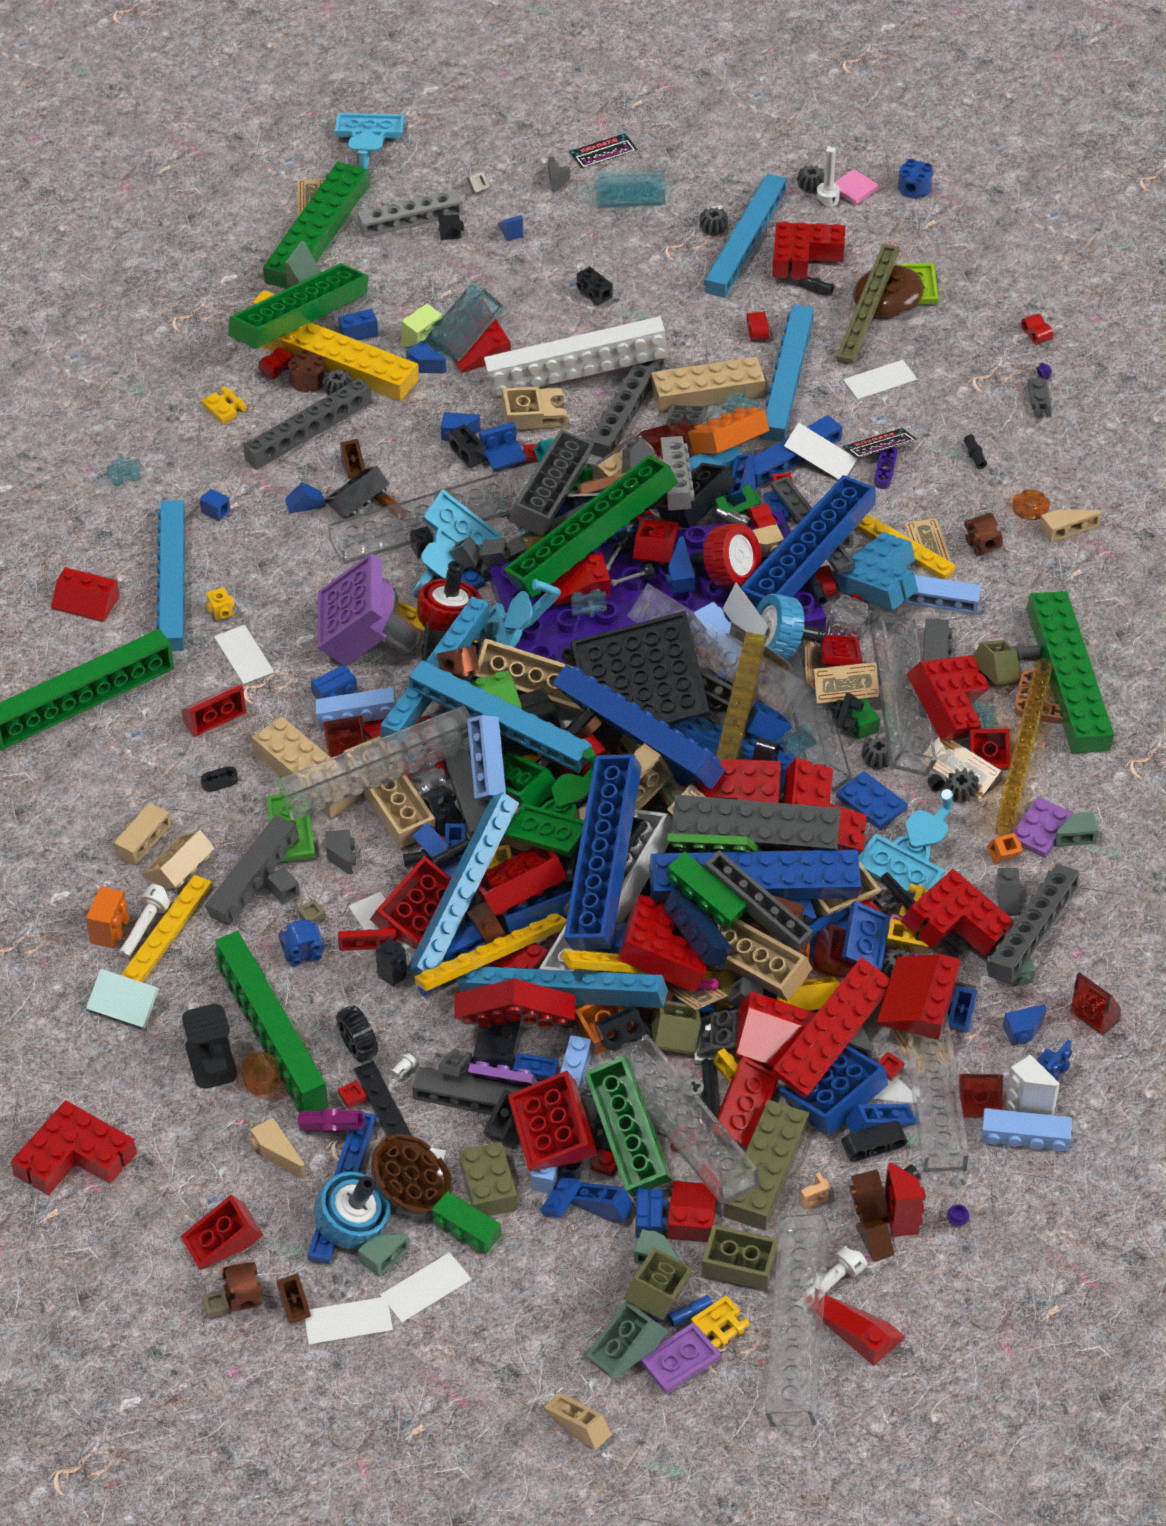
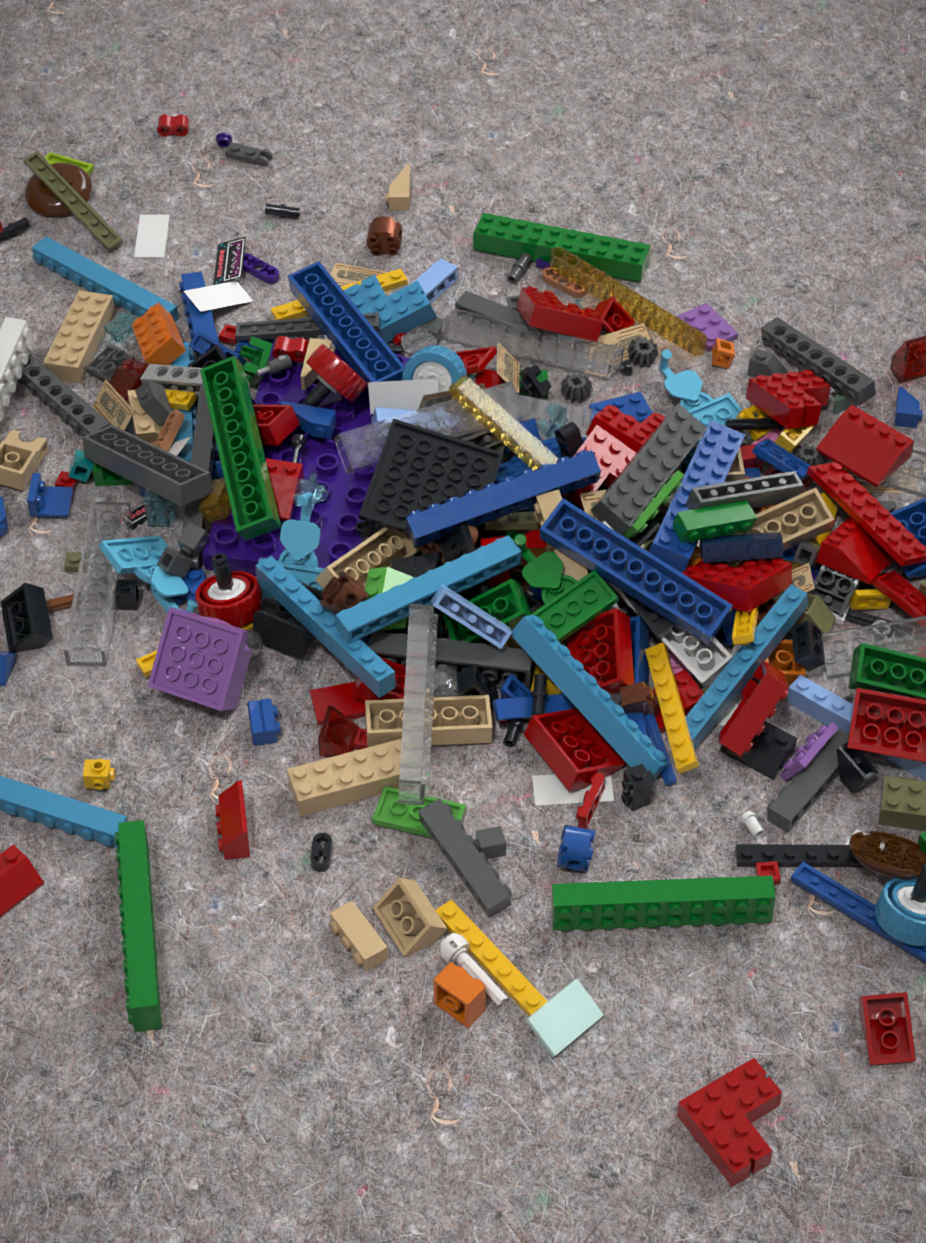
camera: 65 degrees left, 0 degrees up
(208, 1046) = (669, 958): black piece -> none
(244, 654) = (167, 782): white sticker -> none
(251, 1077) = (725, 940): clear orange tile -> none
(276, 1147) = (802, 951): tan slope -> none
(311, 911) = (534, 833): dark tan plate -> none
(330, 1120) = (798, 895): magenta piece -> none
(339, 849) = (472, 785): dark grey slope -> none
(357, 1033) = (708, 840): black gear -> none
(370, 704) = (307, 712): light blue brick -> none
(454, 1063) = (778, 779): dark grey hinge -> none
(467, 445) = (30, 519): black brick -> none
(539, 1066) = (803, 726): blue plate -> none
(757, 326) = (32, 281): red beam -> none
(892, 1065) = (907, 499): red plate -> none
(998, 662) = (525, 276): olive slope -> none
(1025, 511) = (356, 209): clear orange tile -> none
(1077, 830) = (726, 304): sand green slope -> none

